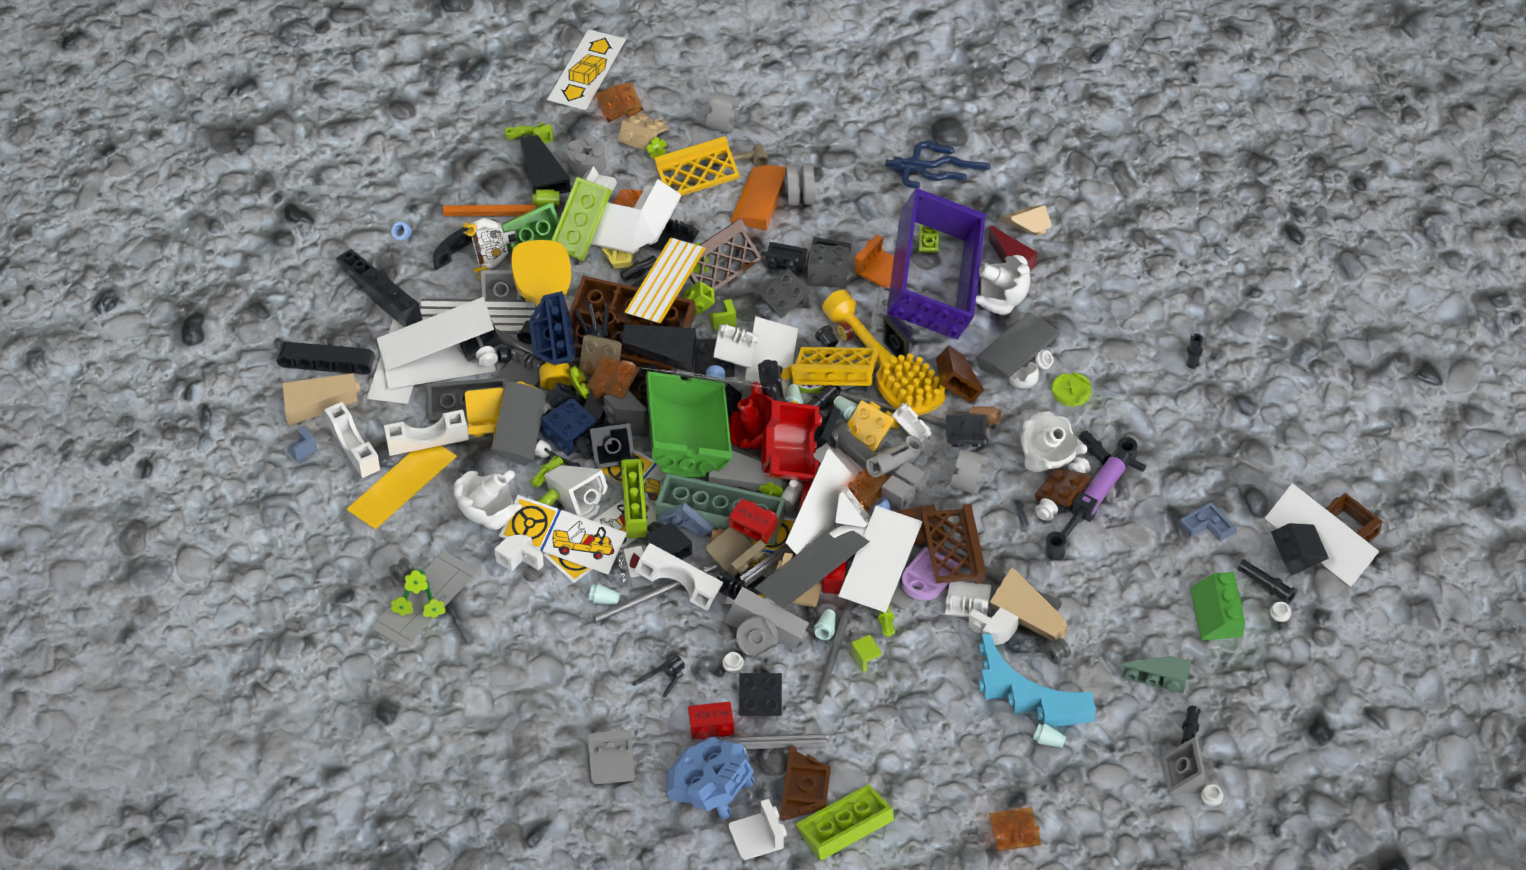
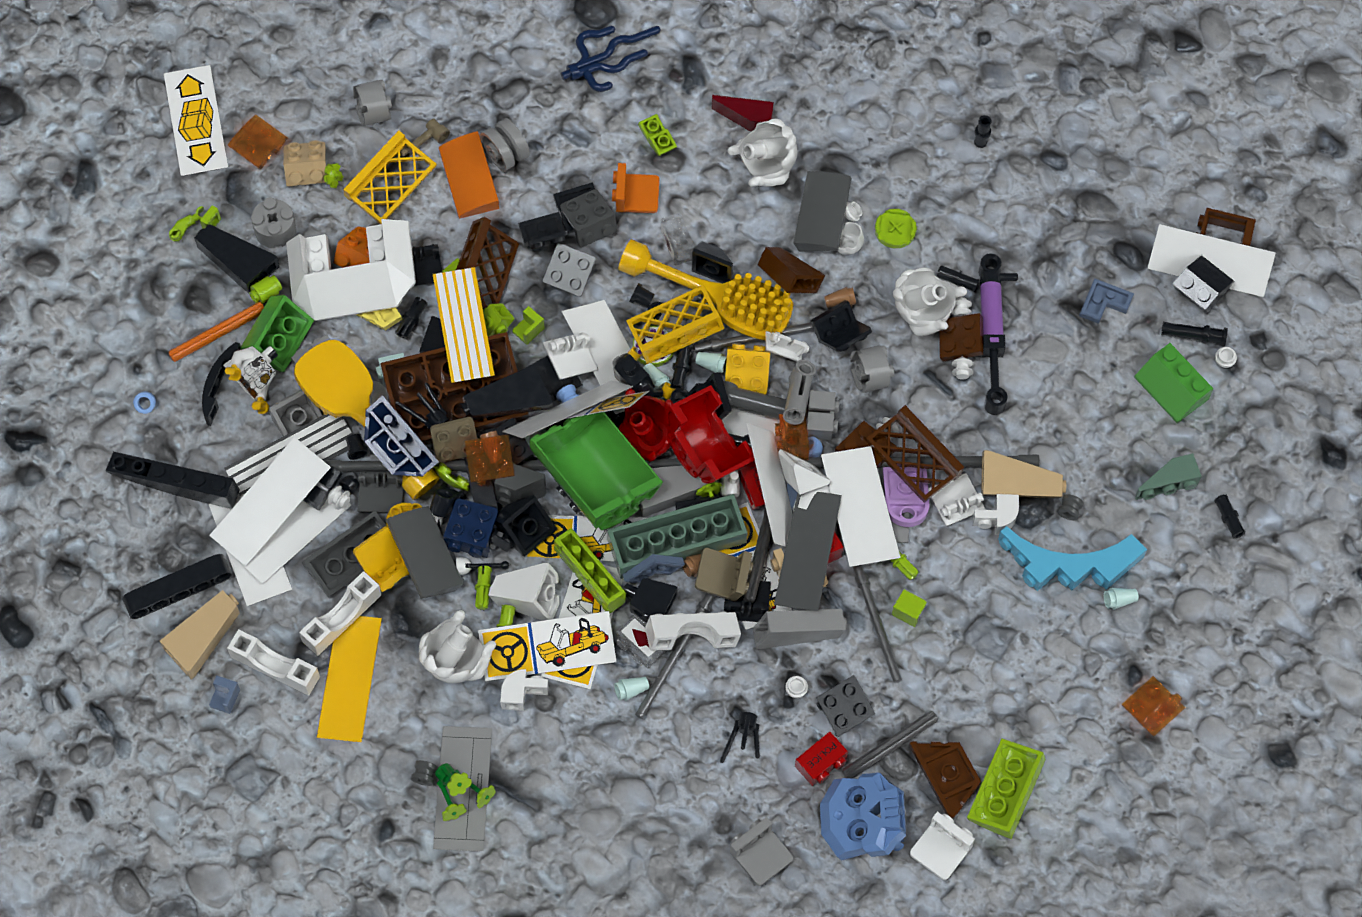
camera: 35 degrees left, 15 degrees up
(581, 217) = (323, 296): lime tile -> none
(753, 521) = (727, 536): red brick -> none
(757, 636) = (805, 649): light grey tile -> none
(825, 626) = (852, 600): light aqua cone -> none
(844, 331) = (653, 281): tile -> none
(952, 220) = (722, 148): dark purple door -> none
(1030, 219) = (736, 67): tan slope -> none
(1184, 768) = (1254, 561): light grey slope -> none
(1212, 795) = (1291, 573): white plate -> none

